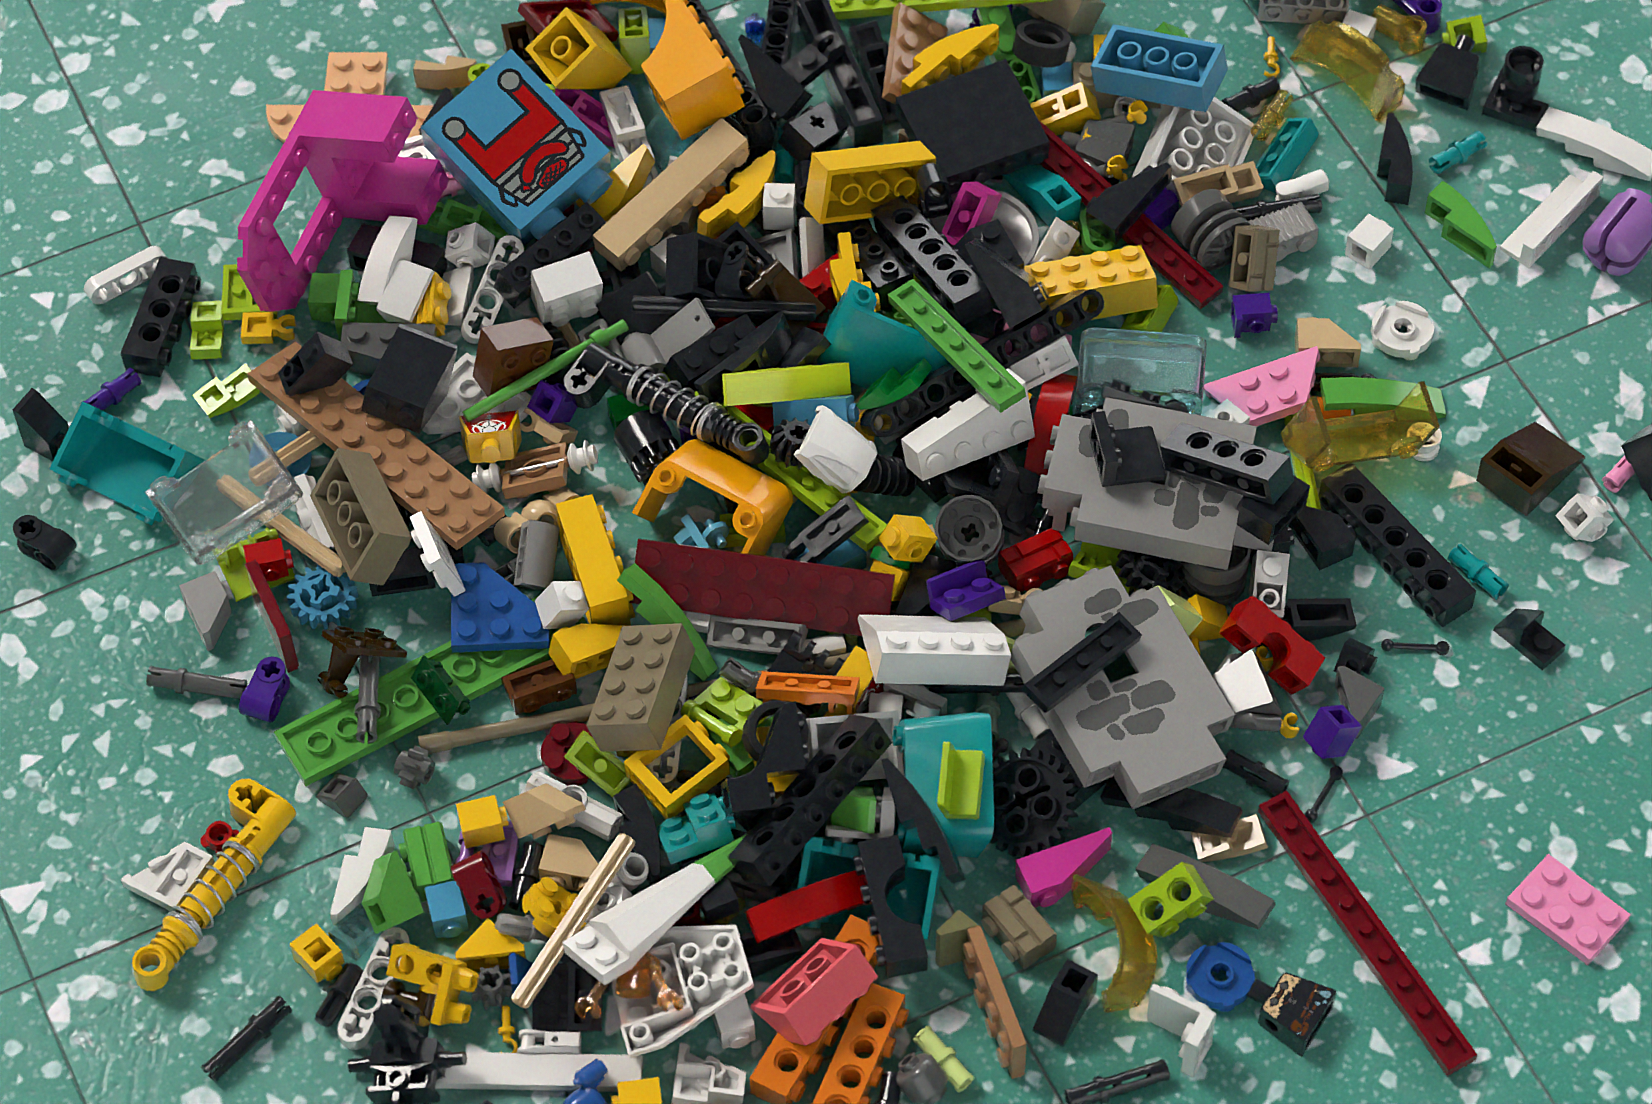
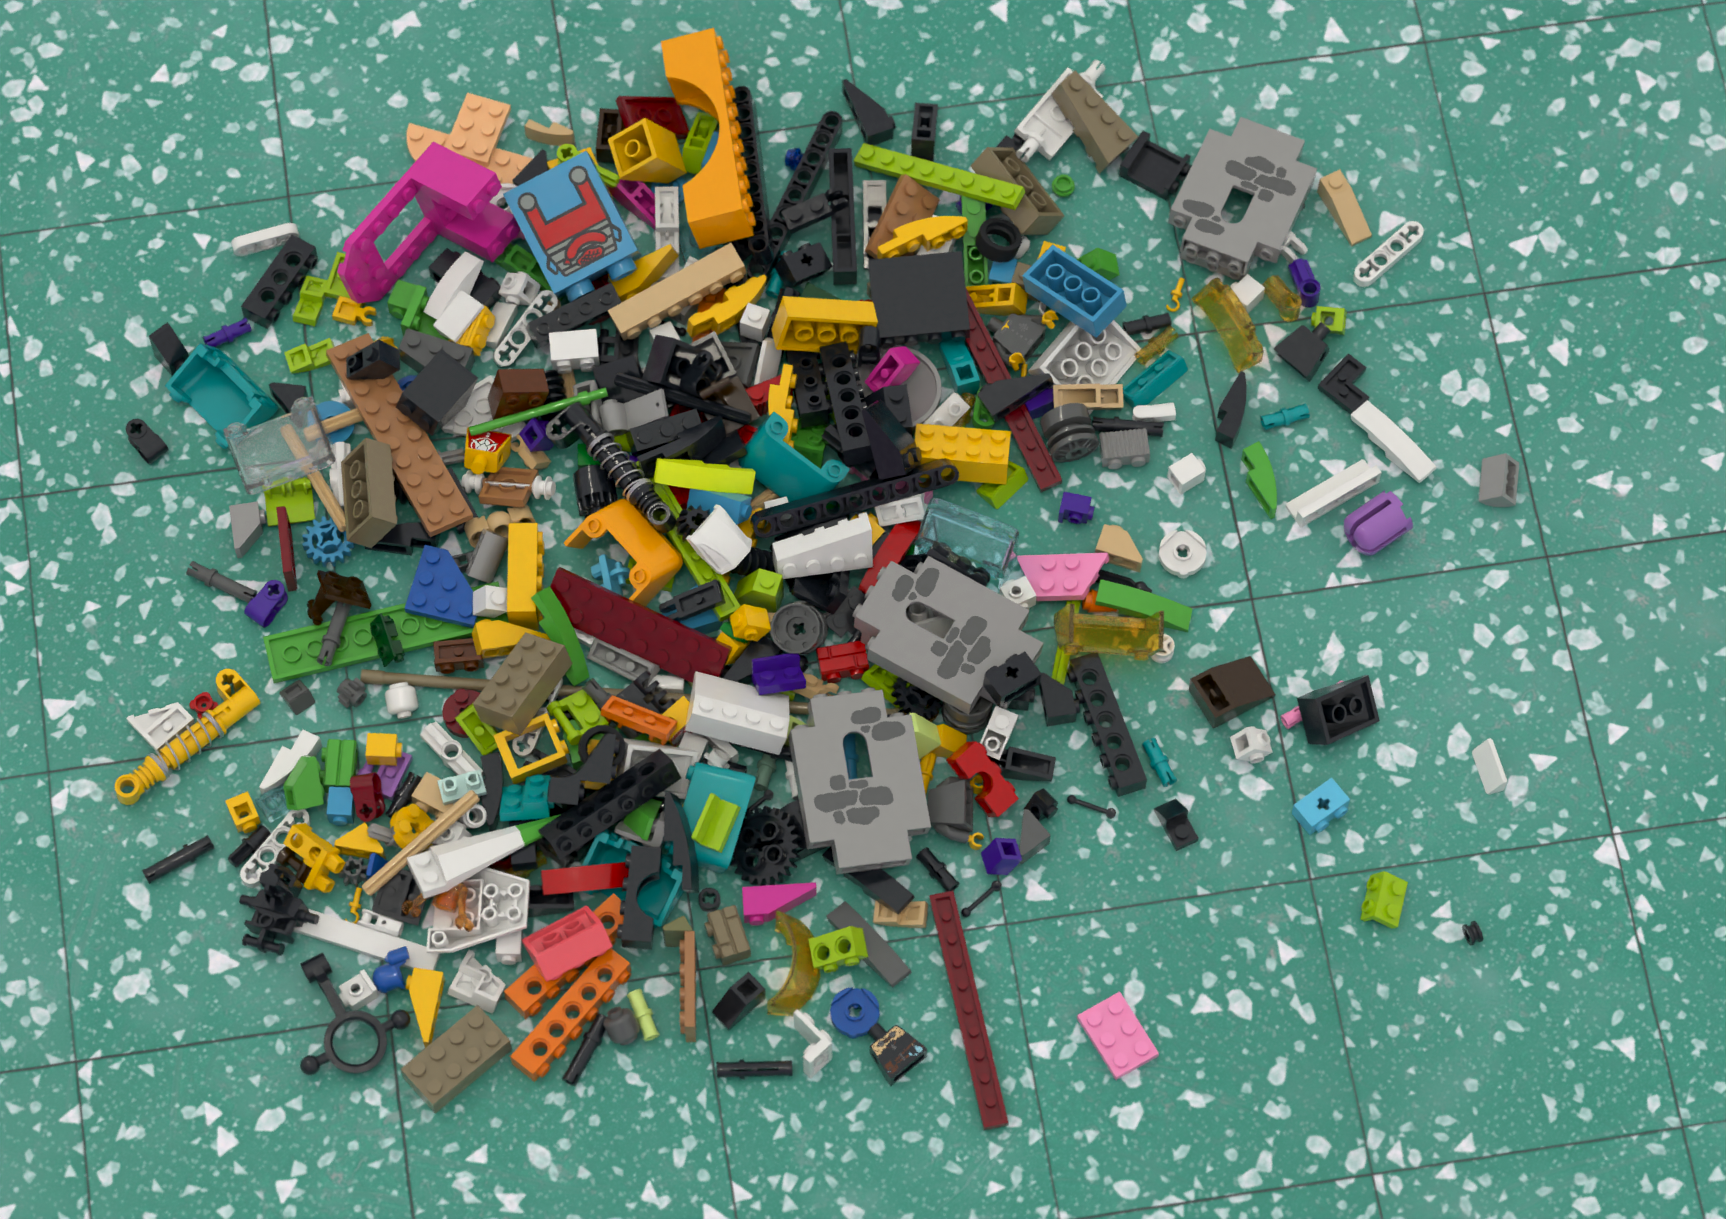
camera: 15 degrees right, 10 degrees up
(209, 439) = (286, 394): none -> black slope
(271, 557) = (298, 503): red brick -> none
(436, 554) = (412, 539): white plate -> none
(483, 758) = (401, 700): none -> white head
(539, 808) = (426, 753): tan slope -> none
(595, 840) = (457, 786): none -> light aqua hips
(773, 83) = (782, 219): black slope -> none
(894, 386) = (782, 499): green slope -> none
(903, 494) = (761, 590): none -> lime slope
(957, 345) = (832, 485): bright green plate -> none
(972, 883) = (710, 892): none -> black bush
(1082, 662) = (831, 760): black plate -> none
(1124, 454) = (922, 608): black bracket -> none
(1227, 463) = (988, 639): black brick -> none
(1254, 258) = (1090, 466): dark tan brick -> none
(1521, 73) = (1353, 368): black wheel -> none

